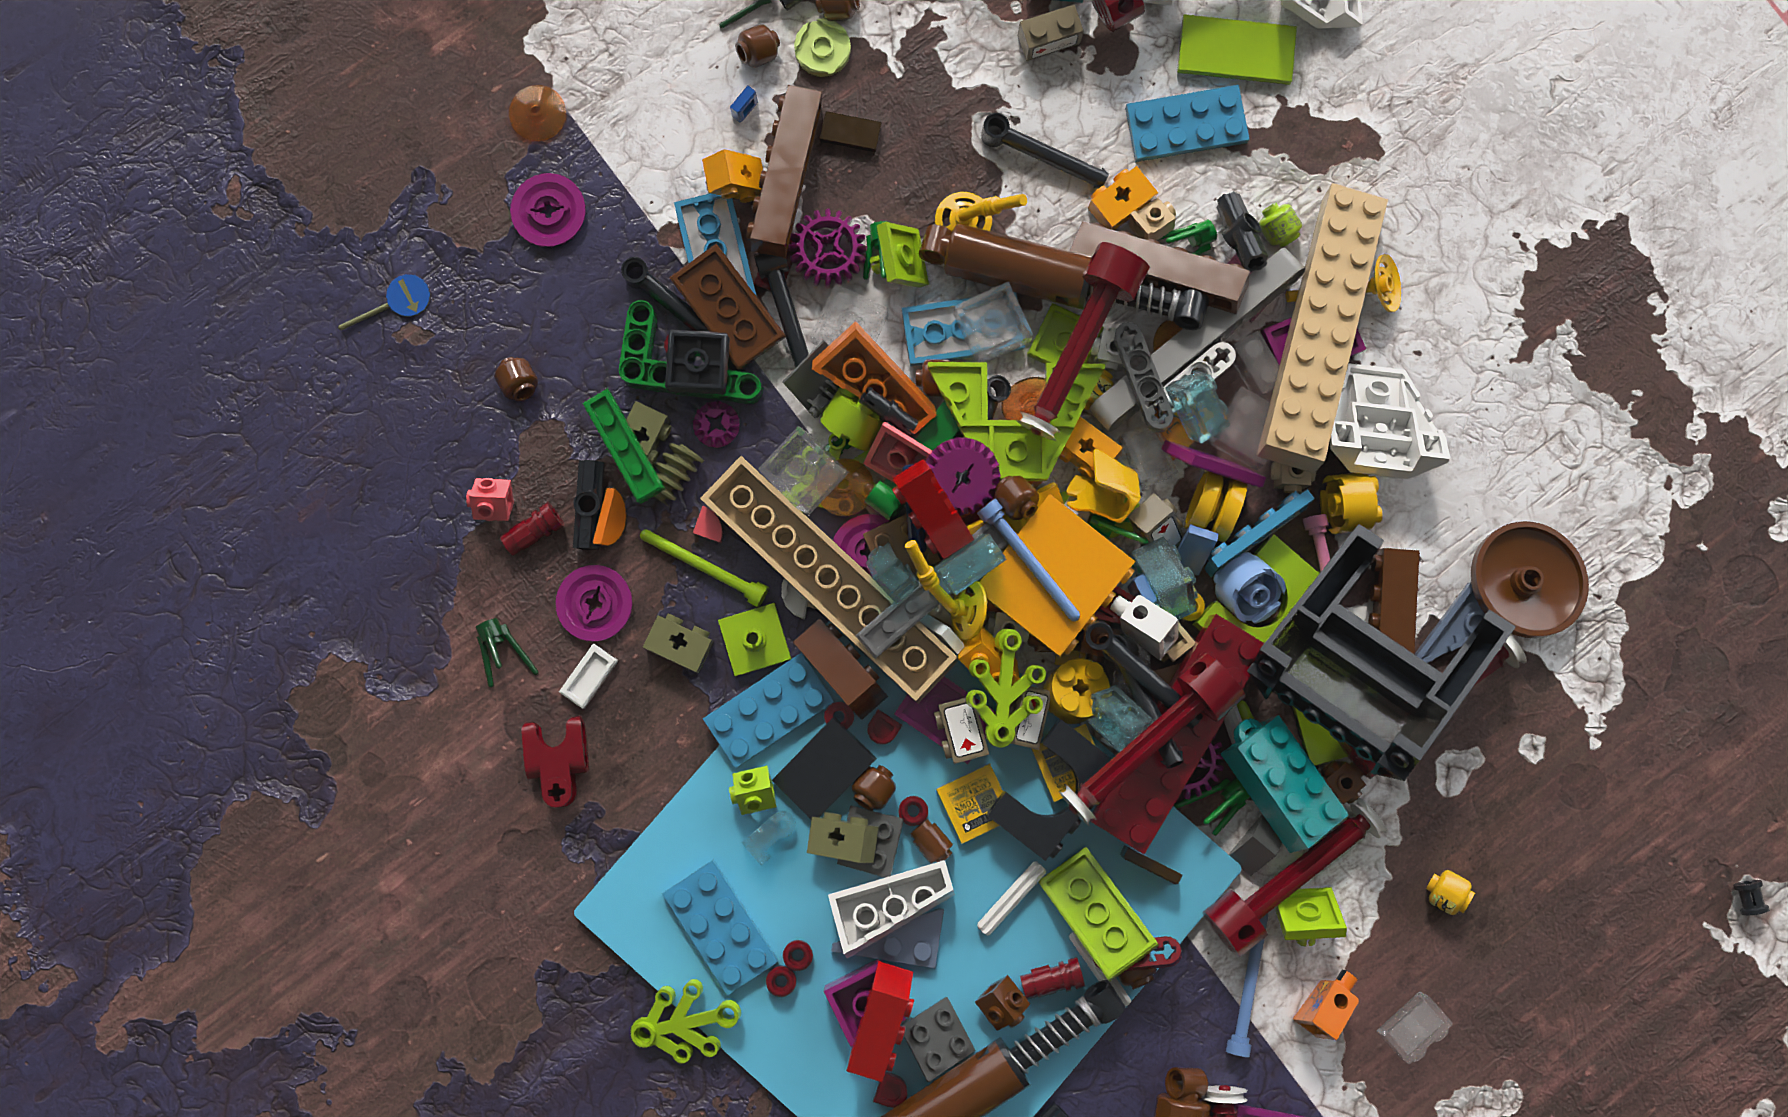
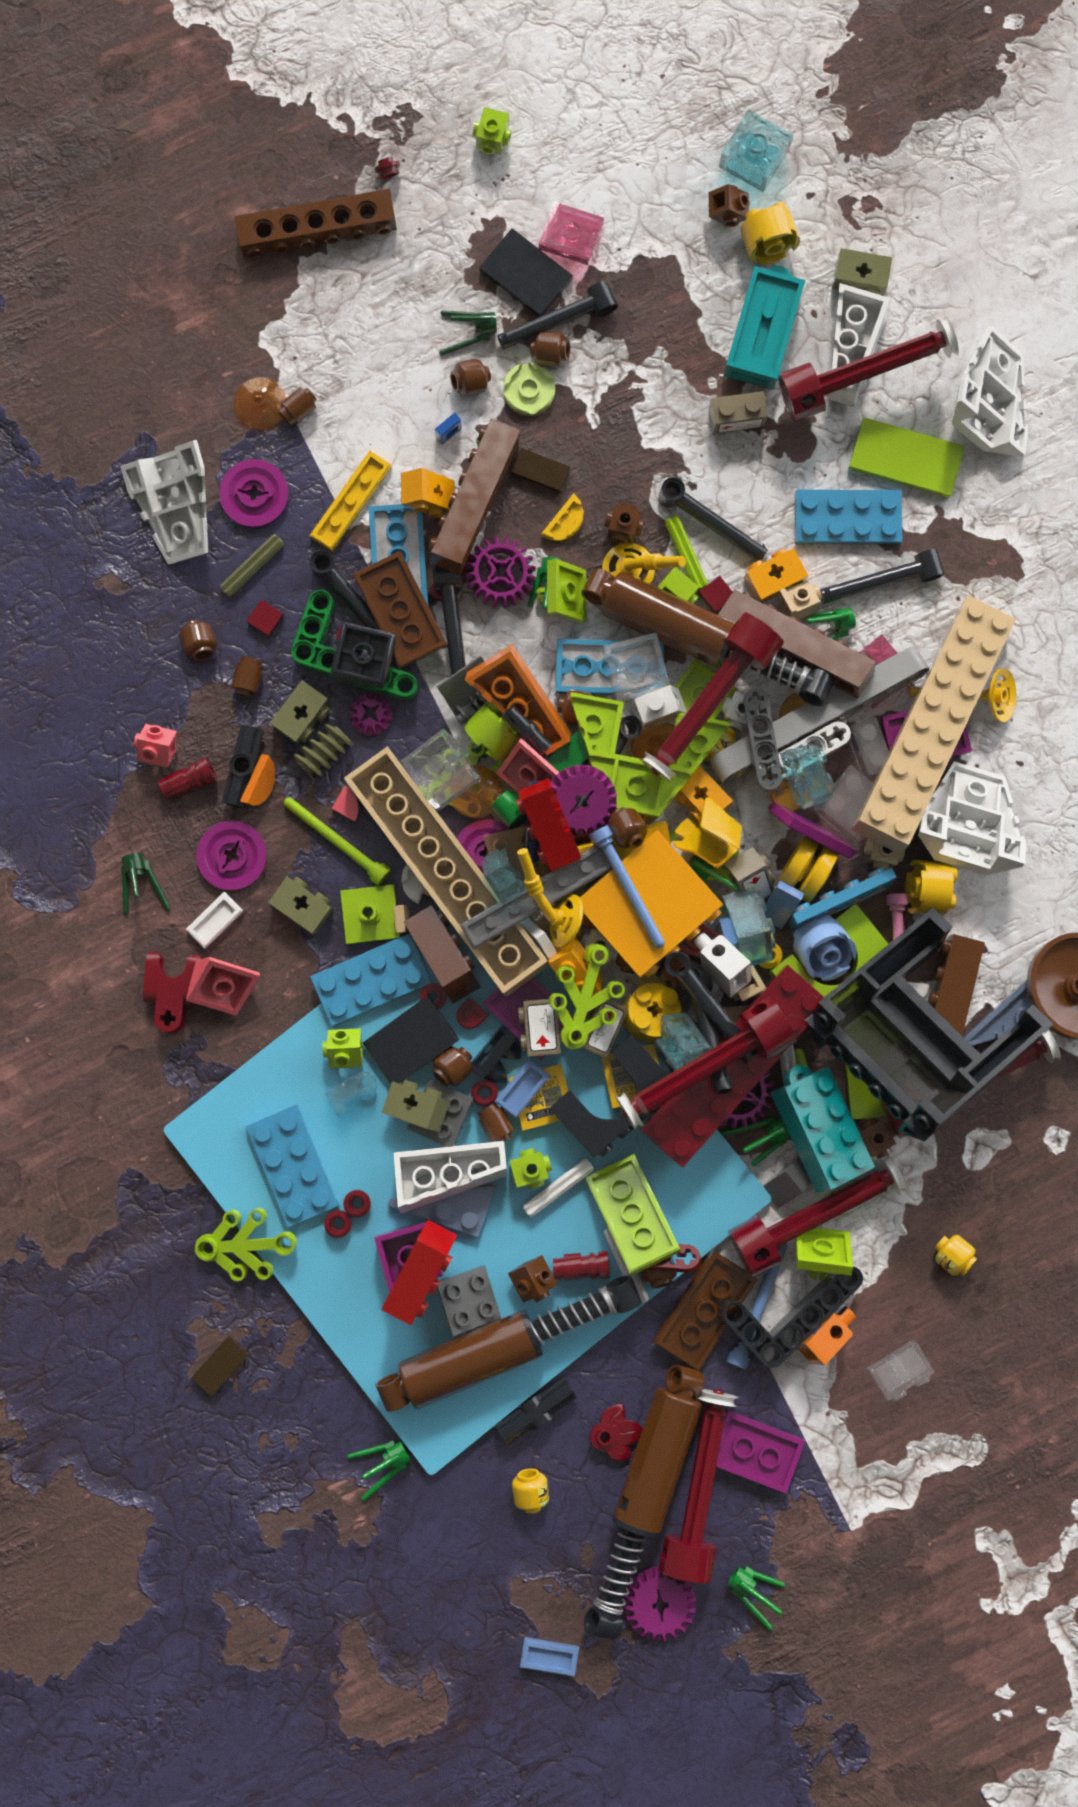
camera: 10 degrees right, 0 degrees up
(405, 296) = (111, 548): blue piece -> none
(461, 232) = (172, 500): none -> white wedge
(559, 287) = (251, 565): none -> olive axle
(573, 411) = (247, 677): none -> reddish brown brick
(578, 108) = (297, 406): none -> reddish brown brick
(584, 341) = (265, 618): none -> dark red tile
(607, 746) = (220, 985): none -> coral slope
(624, 446) = (283, 718): green tile -> none
(653, 200) = (350, 501): none -> yellow tile
(789, 634) = (401, 914): none -> tan tile
(888, 181) = (566, 522): none -> yellow tile
(891, 1091) = (418, 1339): dark red tile -> none
(910, 776) = (487, 1061): none -> black tile
(950, 181) = (624, 532): none -> reddish brown brick
(953, 798) = (522, 1088): none -> medium blue tile
(966, 883) = (520, 1173): none -> lime brick
(969, 563) = (573, 879): clear light blue hinge -> none
(1019, 186) = (685, 549): none -> lime axle
(1023, 227) = (680, 586): none -> lime brick
(1023, 361) = (658, 707): none -> white torso
(1062, 230) = (716, 594): none -> dark red tile
(1151, 865) = (689, 1180): dark brown tile -> none
(1192, 1001) = (693, 1323): none -> reddish brown tile
(1242, 231) = (877, 624): black piece -> none
(1279, 161) = (926, 566): none -> black piece
(1280, 224) = (915, 624): lime head -> none
(1289, 995) = (794, 1319): none -> black beam

